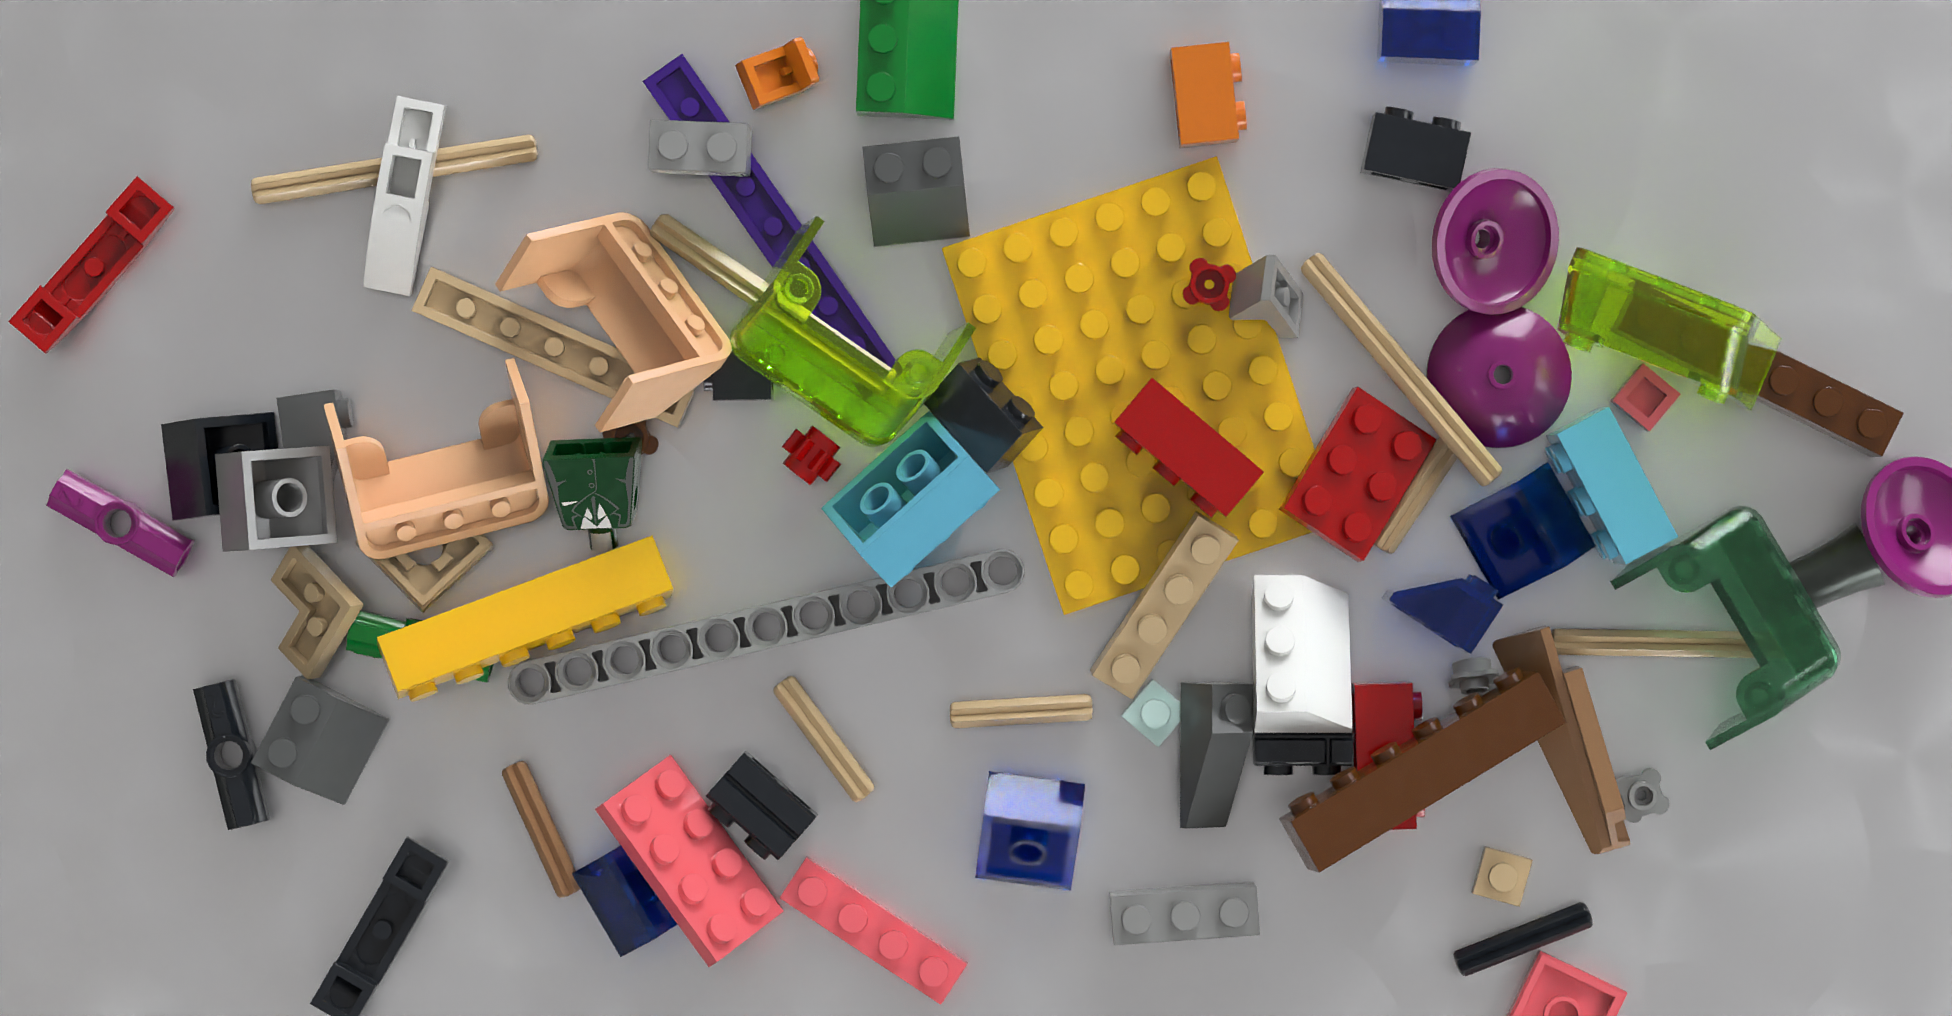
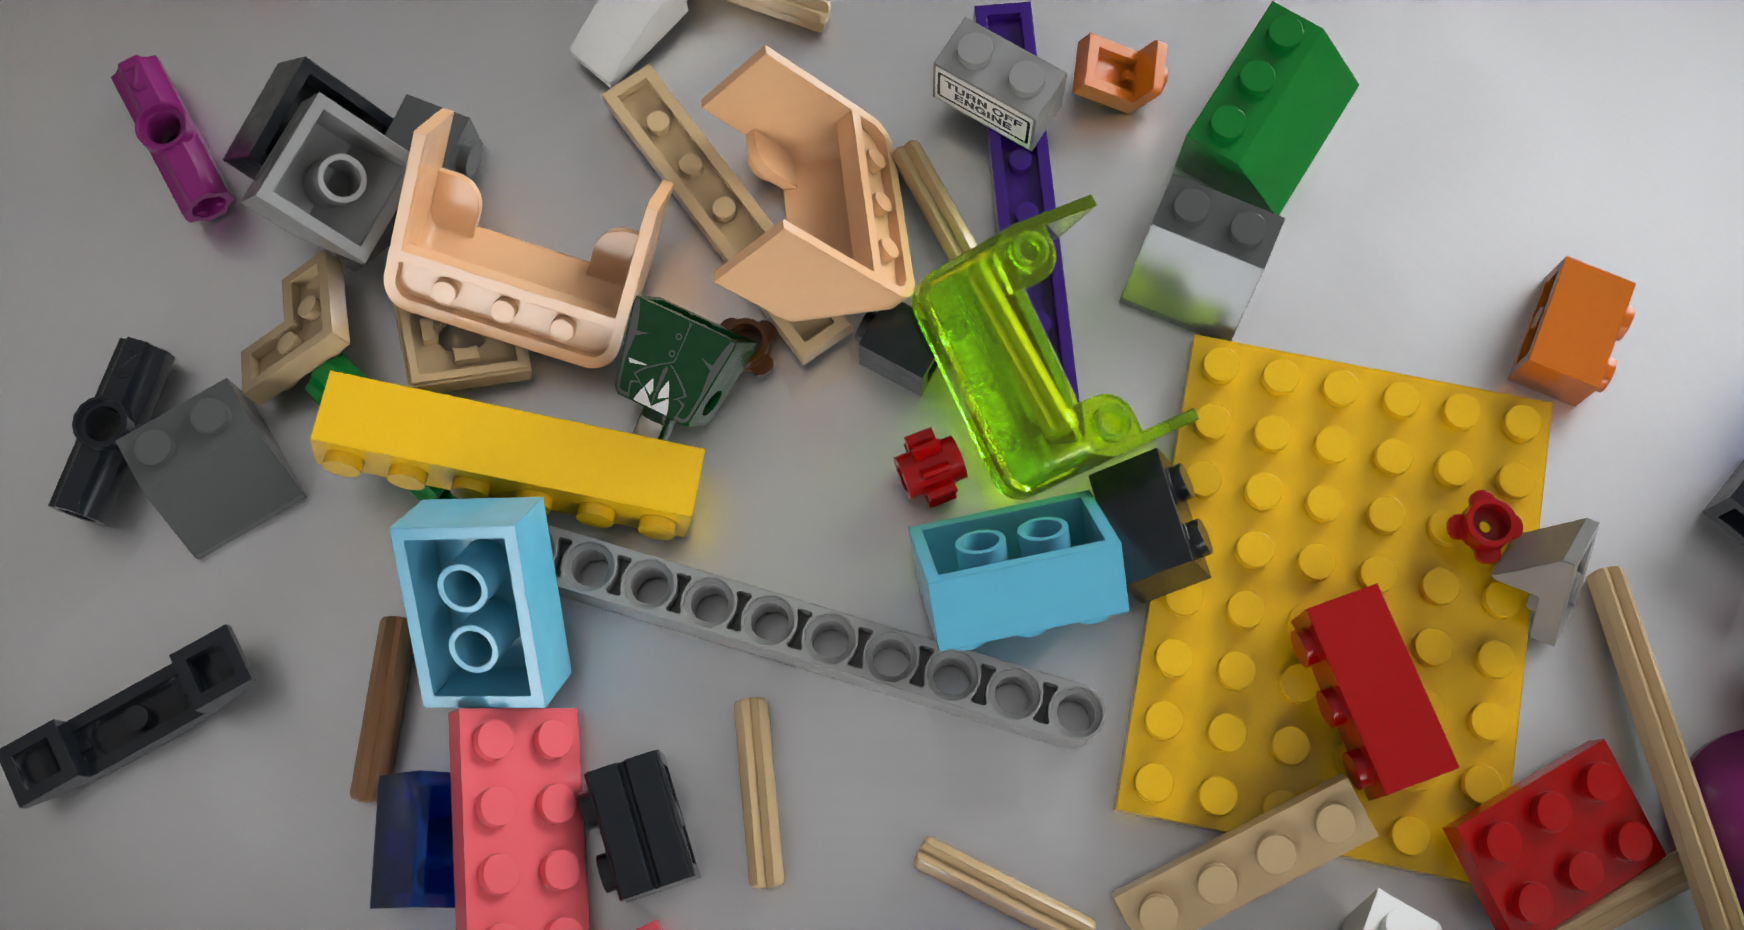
camera: 30 degrees right, 15 degrees down
(574, 727) = (482, 602): none -> medium azure brick

